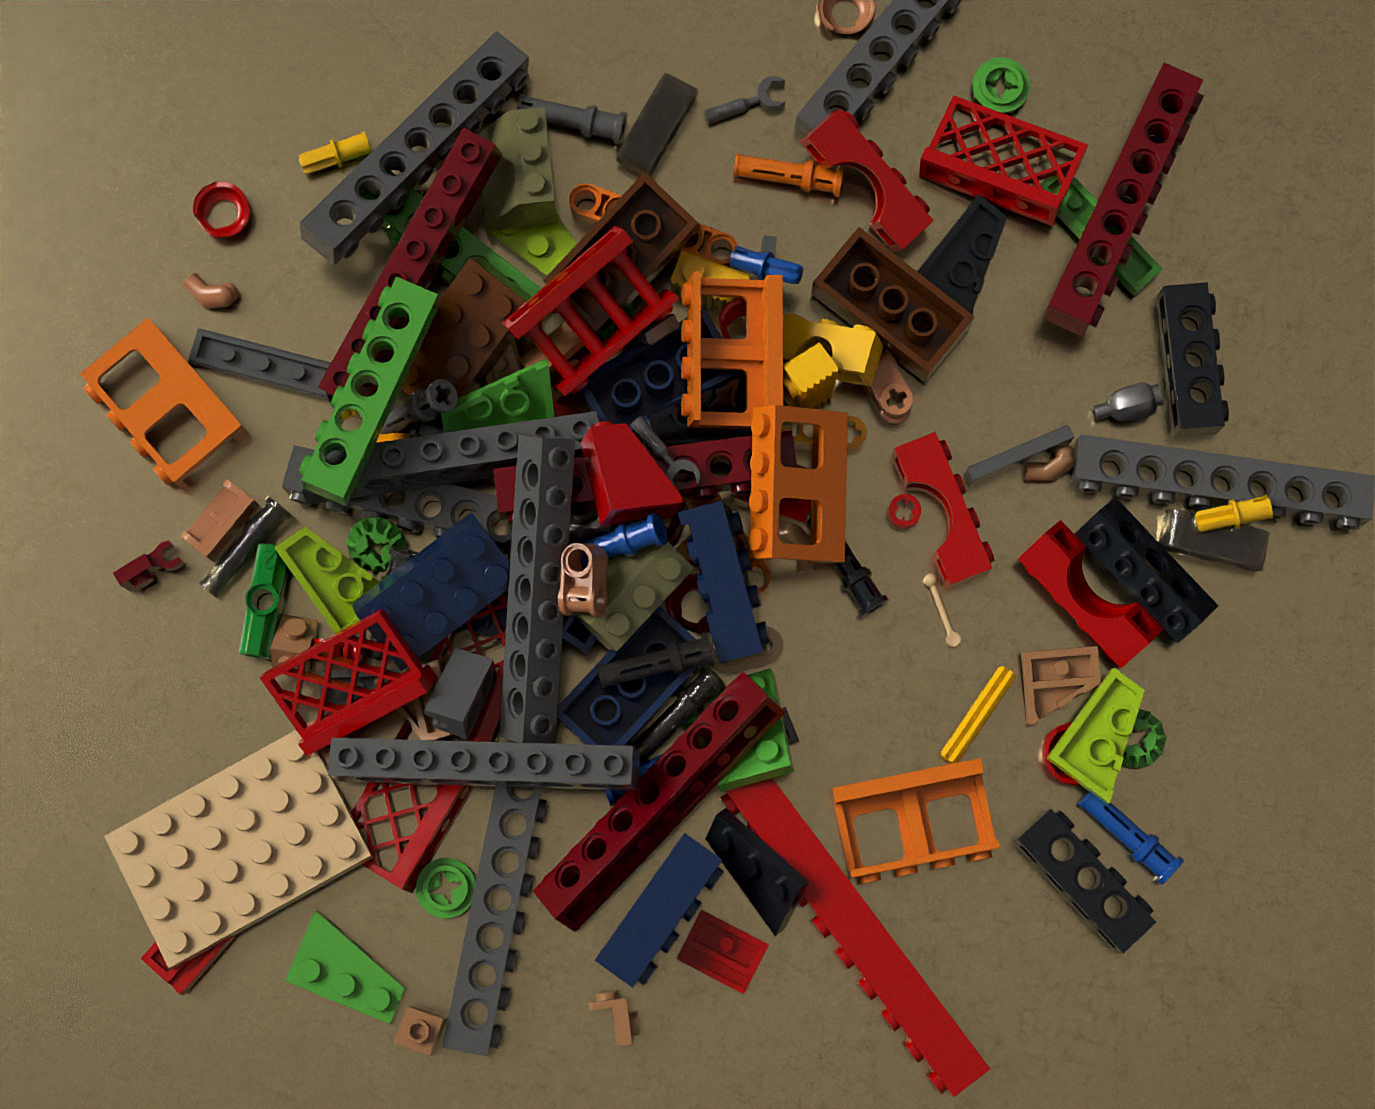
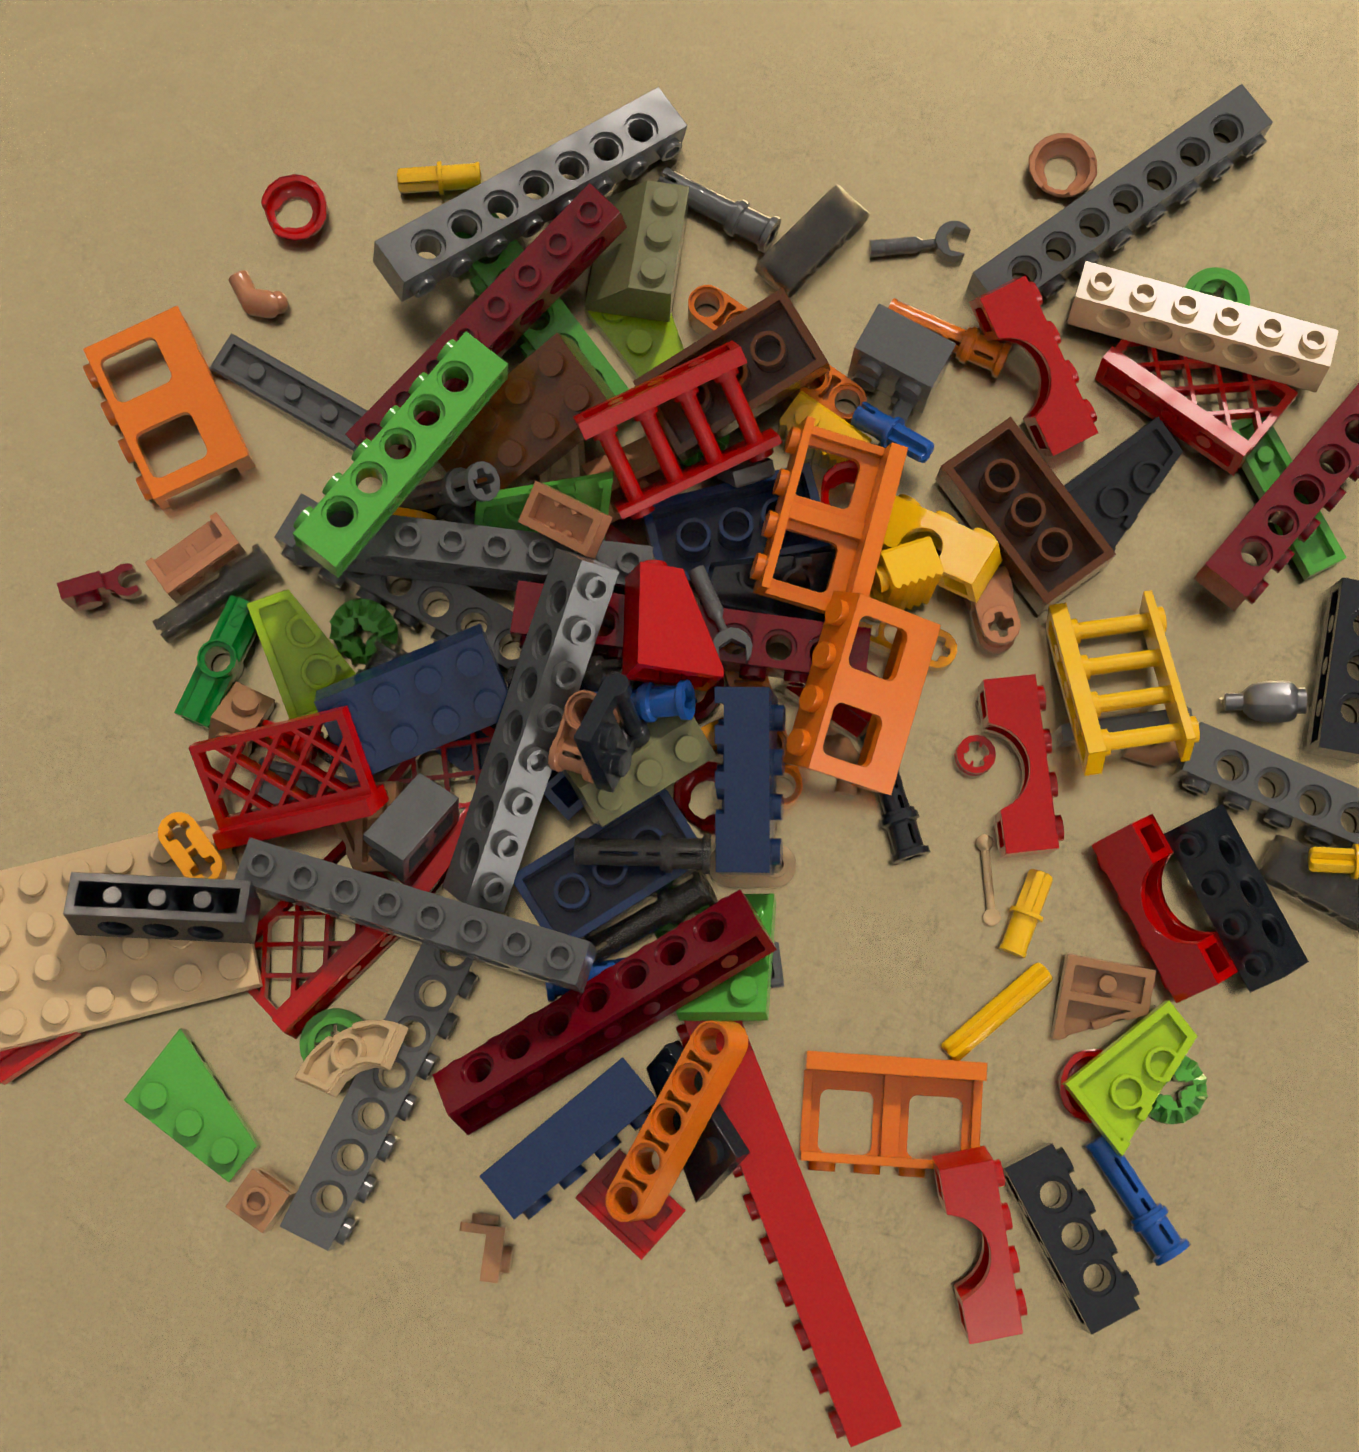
camera: 10 degrees right, 0 degrees up
(275, 814) = (162, 907): none -> black brick
(280, 769) = (200, 845): none -> light orange beam
(461, 890) = (351, 1051): none -> tan tile
(518, 408) = (565, 519): none -> nougat tile
(598, 580) = (601, 741): none -> black plate
(729, 884) = (658, 1129): none -> orange beam
(755, 202) = (900, 358): none -> dark grey brick
(980, 628) = (1026, 913): none -> yellow axle
(984, 446) = (1086, 706): none -> yellow fence
(995, 111) = (1202, 327): none -> tan brick
(1031, 946) = (987, 1296): none -> red arch

